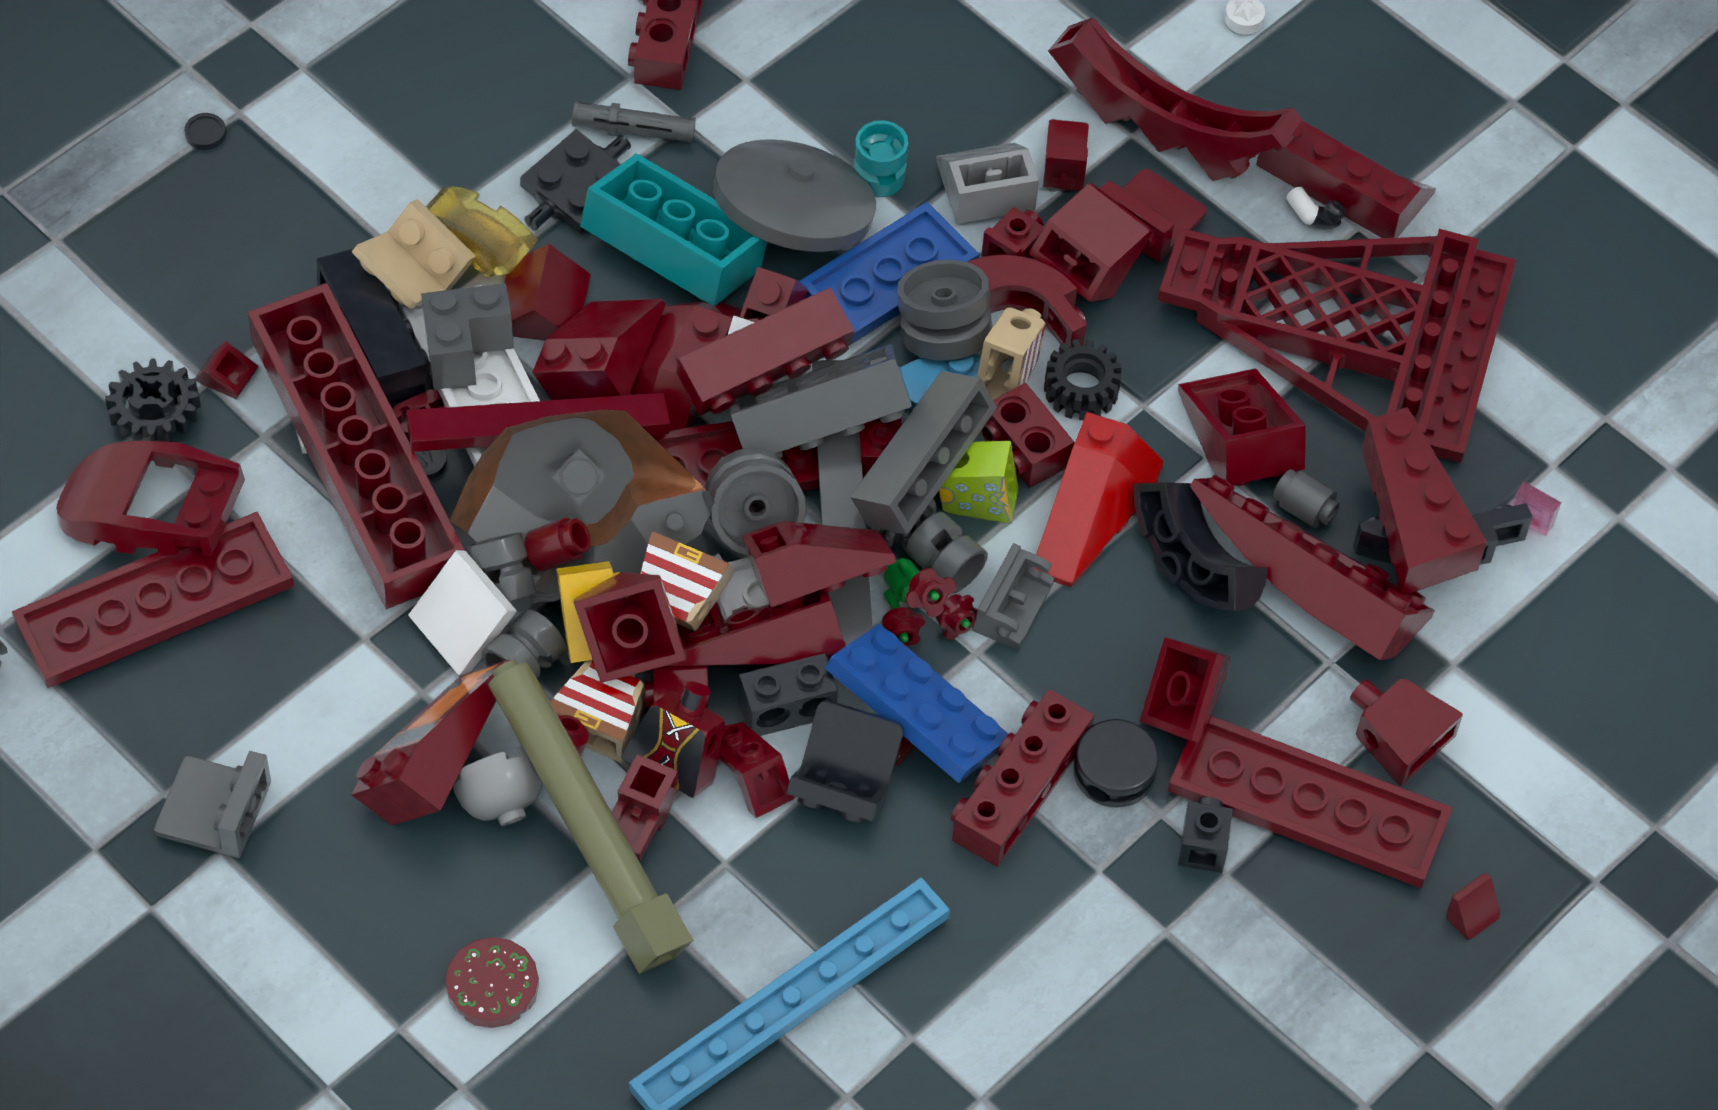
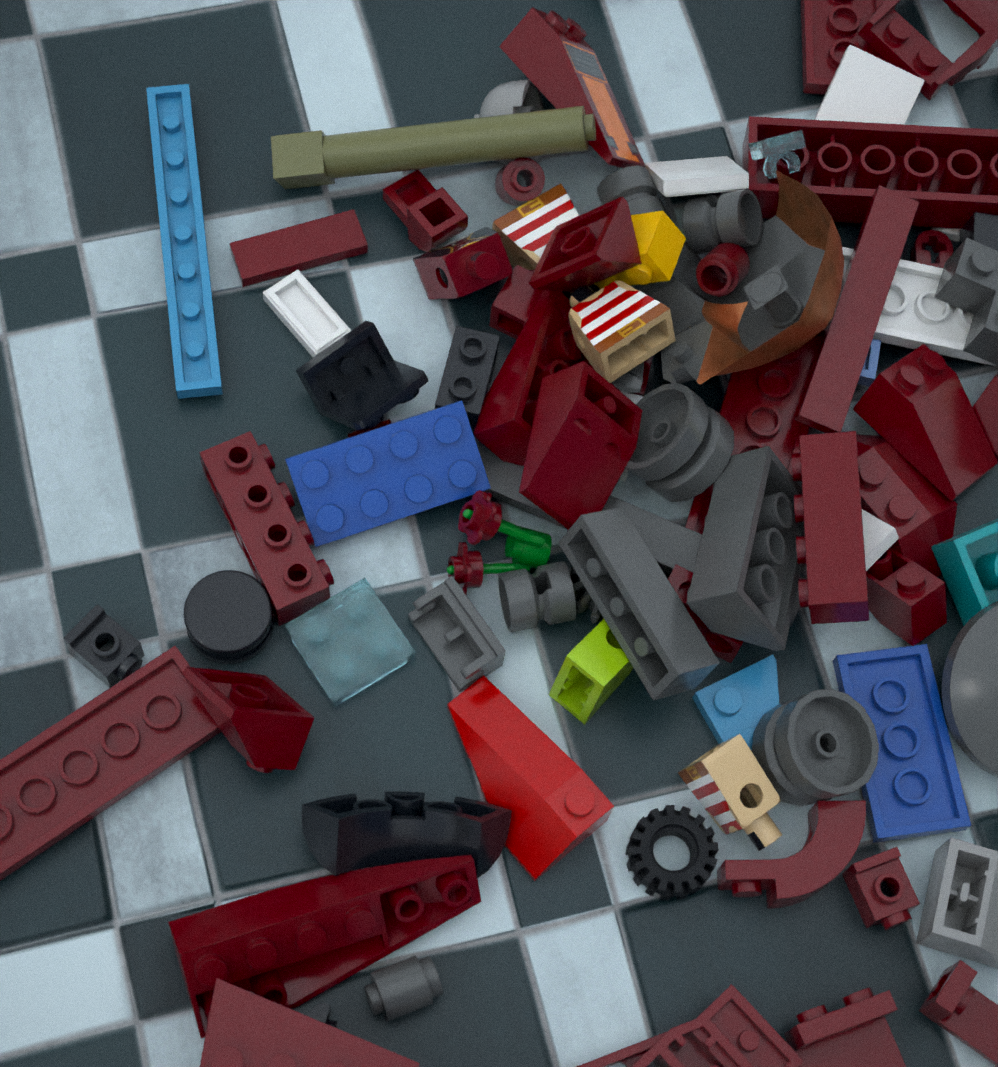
camera: 115 degrees right, 10 degrees up
(284, 519) = (869, 91): none -> white tile
(419, 533) = (778, 148): none -> clear light blue tile
(492, 982) = (345, 51): dark red tile -> none
(735, 905) = (298, 247): none -> dark red tile
(758, 768) = (417, 313): dark red bracket -> none
(797, 863) = (305, 313): none -> white tile
(1033, 431) = (635, 766): dark red brick -> none
(1071, 667) = (350, 641): none -> clear light blue plate
(1092, 242) = (827, 947): dark red slope -> none
(1244, 426) = (528, 979): dark red slope -> none
(1403, 726) = (91, 906): dark red torso -> none

